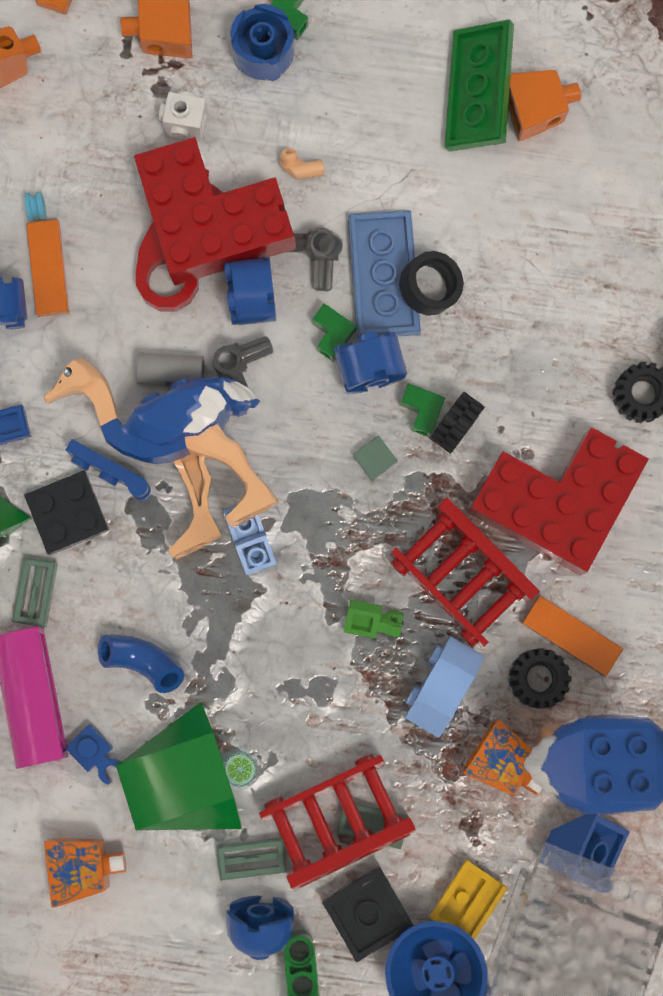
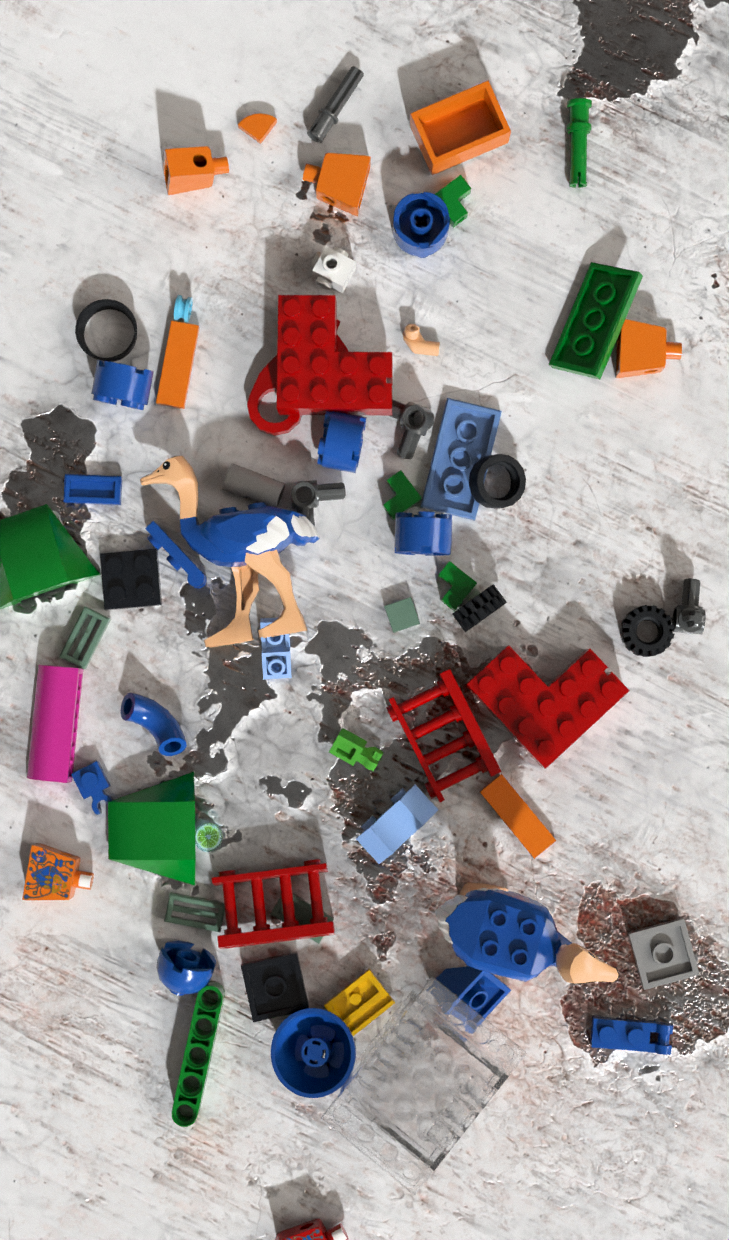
camera: 25 degrees right, 5 degrees up
(501, 761) = (421, 898): torso -> none
(559, 683) = (484, 859): black tyre -> none

